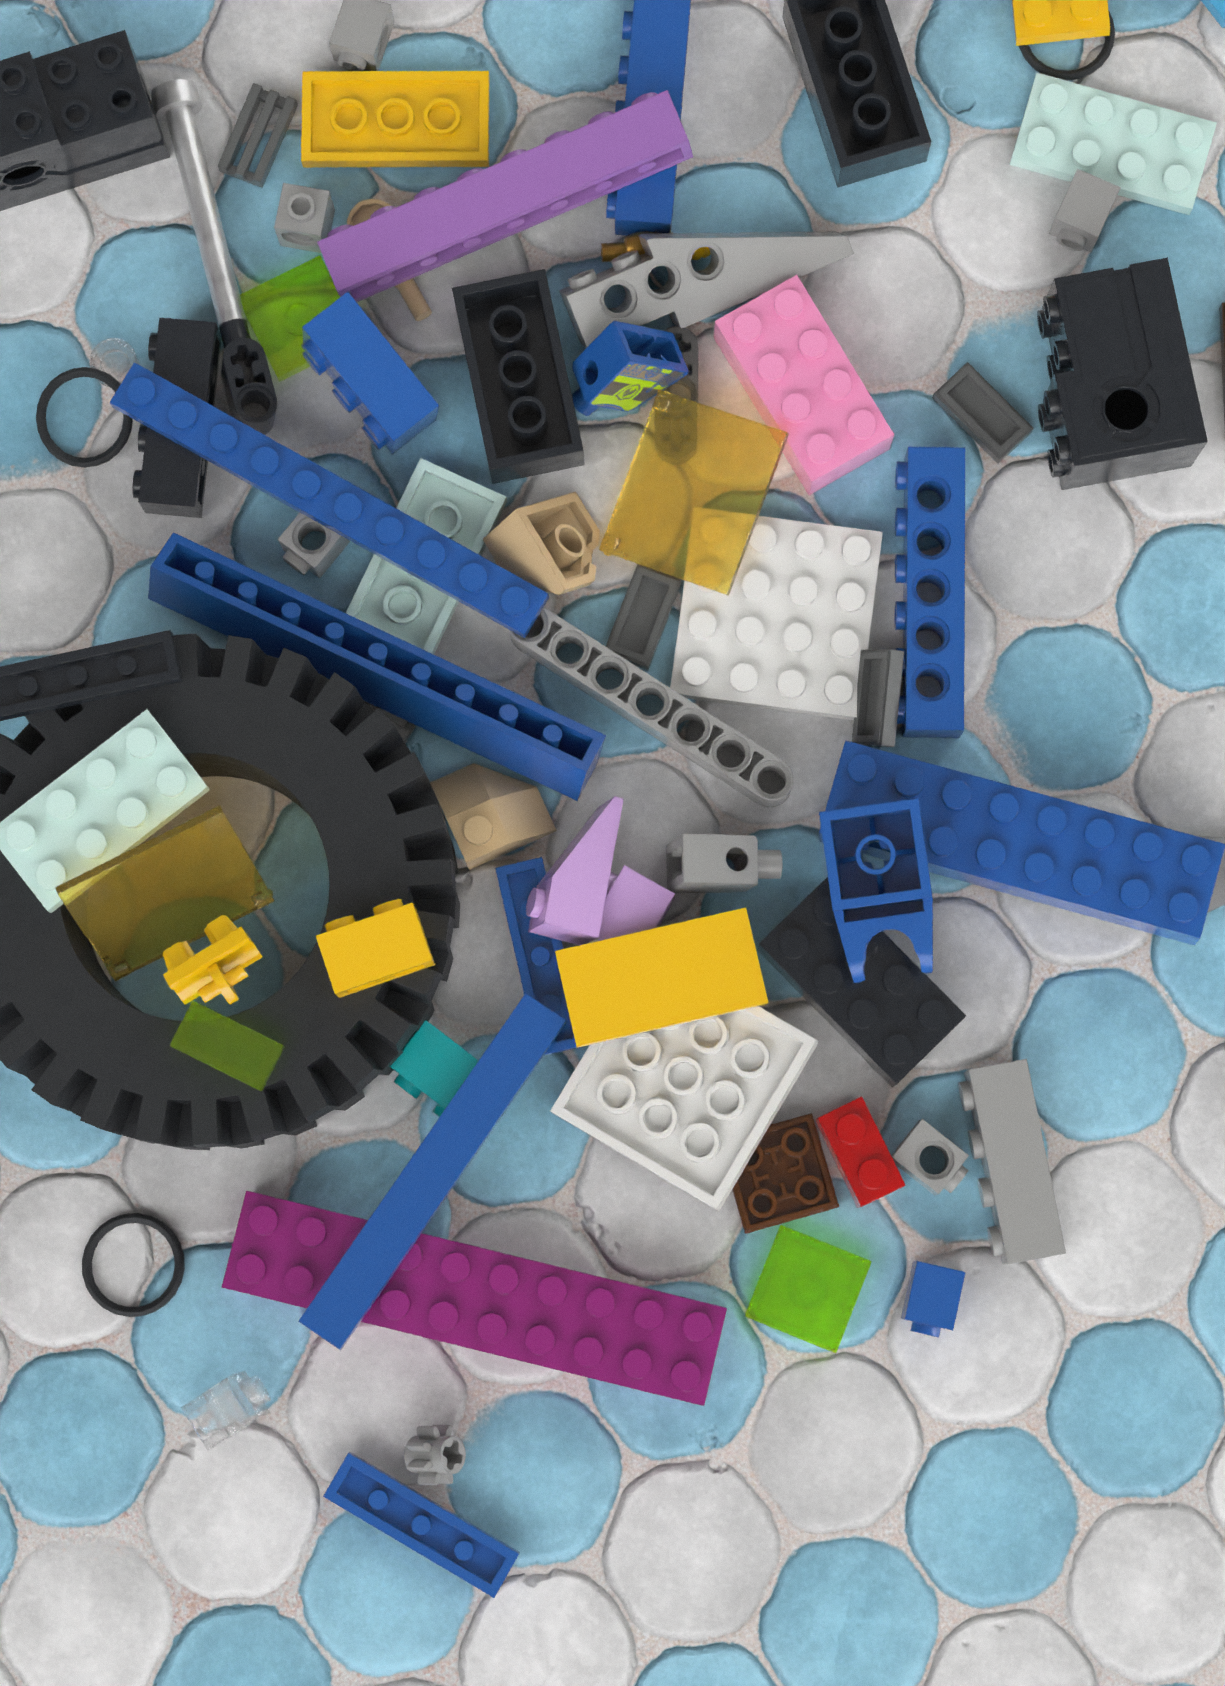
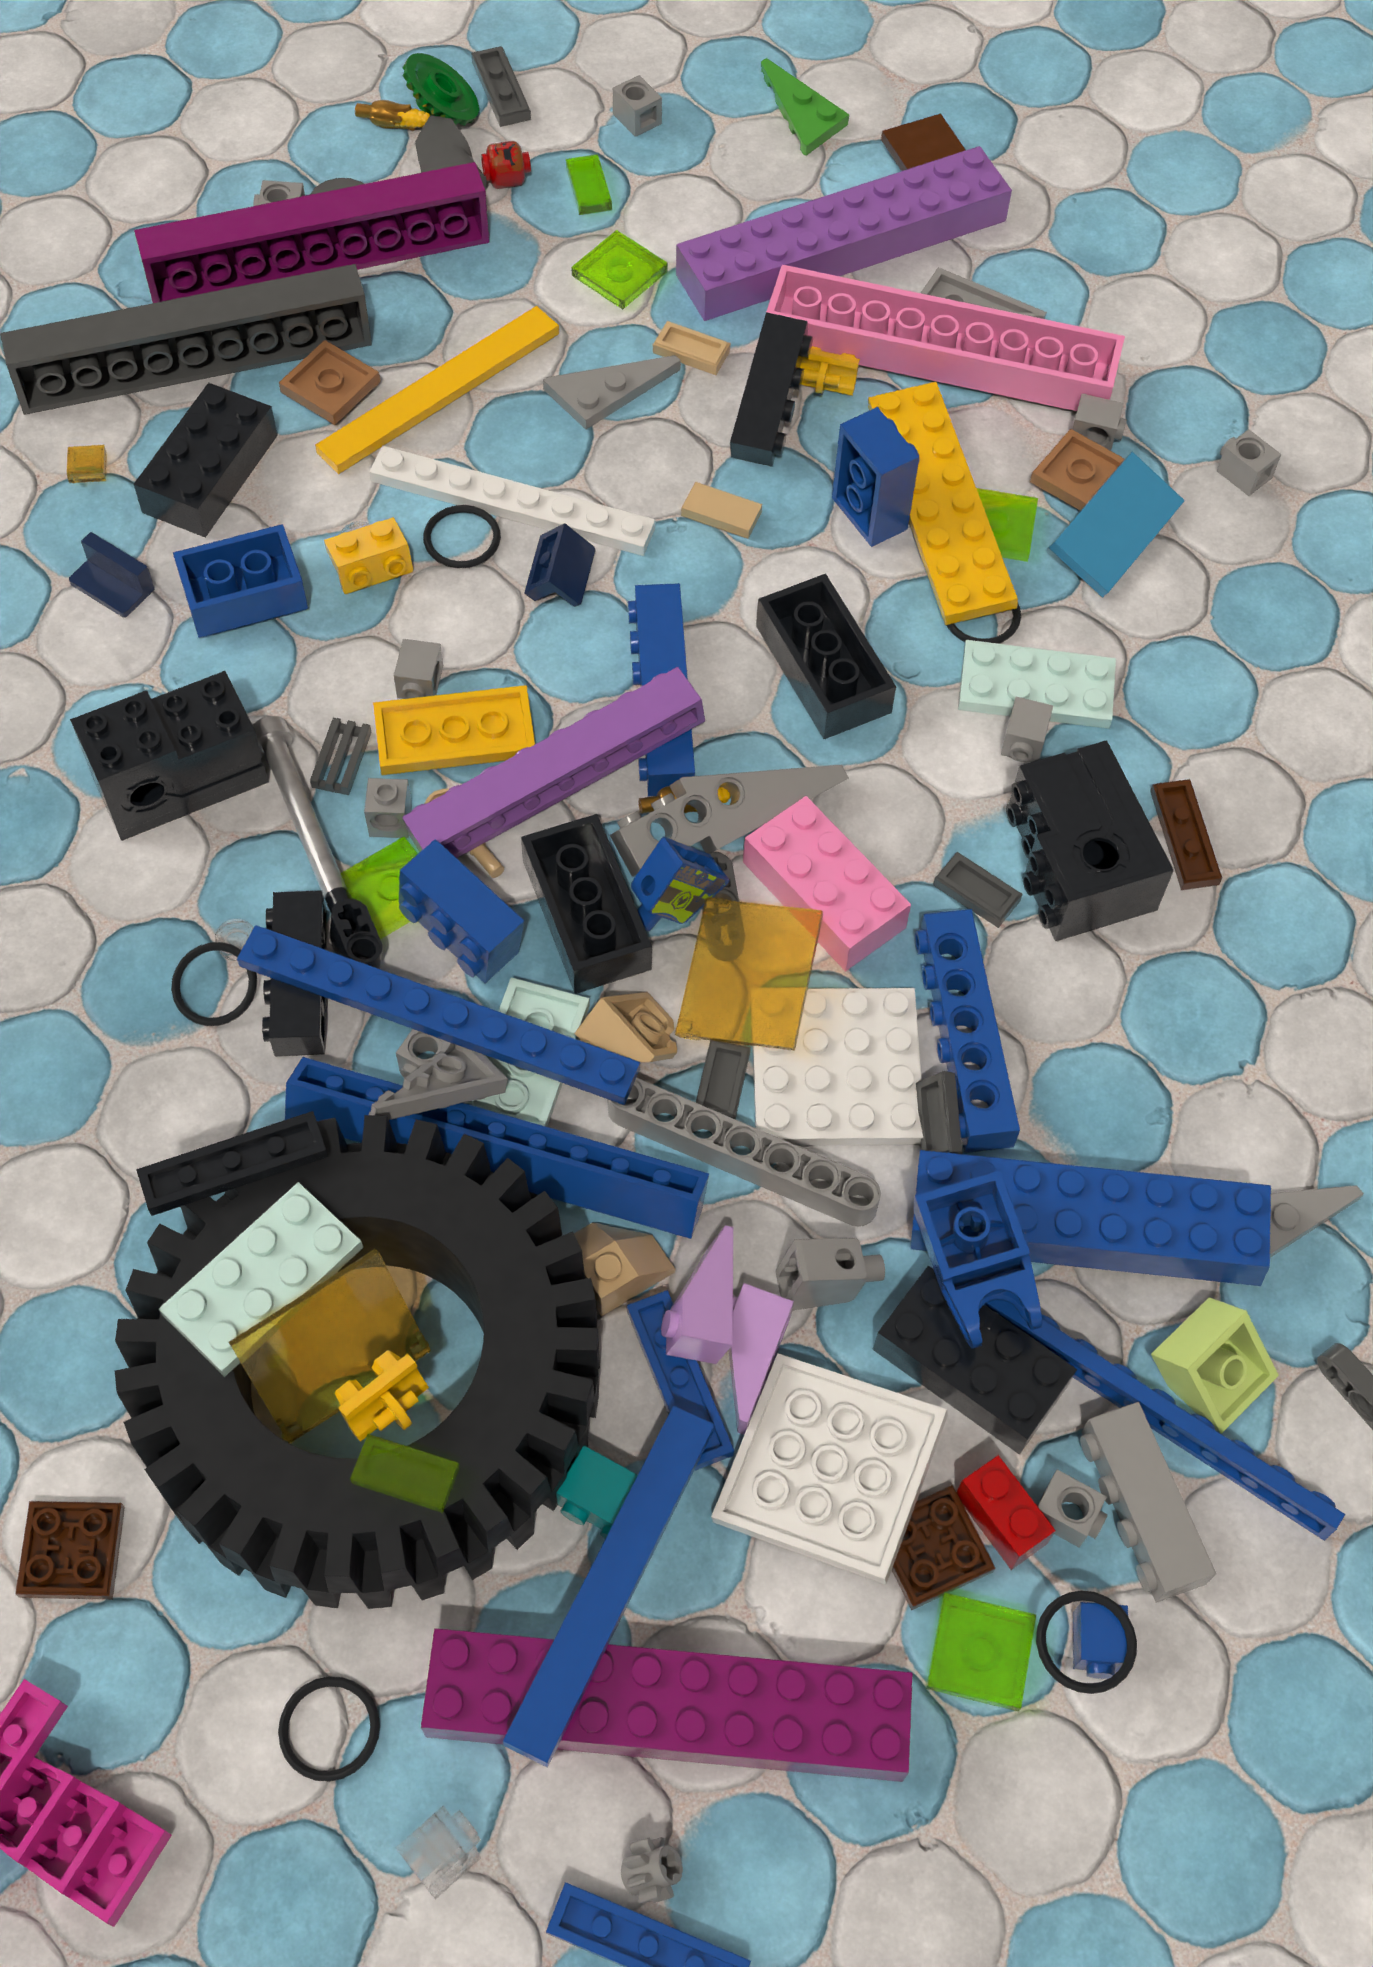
camera: 15 degrees left, 20 degrees down
(331, 587) = (442, 1083): none -> light grey wing
(374, 948) = (534, 1361): yellow brick -> none
(661, 977) = (794, 1374): yellow tile -> none
(960, 1303) = (1067, 1682): none -> black tyre
(1081, 1096) = (1186, 1430): none -> blue plate
(1124, 1023) = (1216, 1362): none -> yellowish green slope

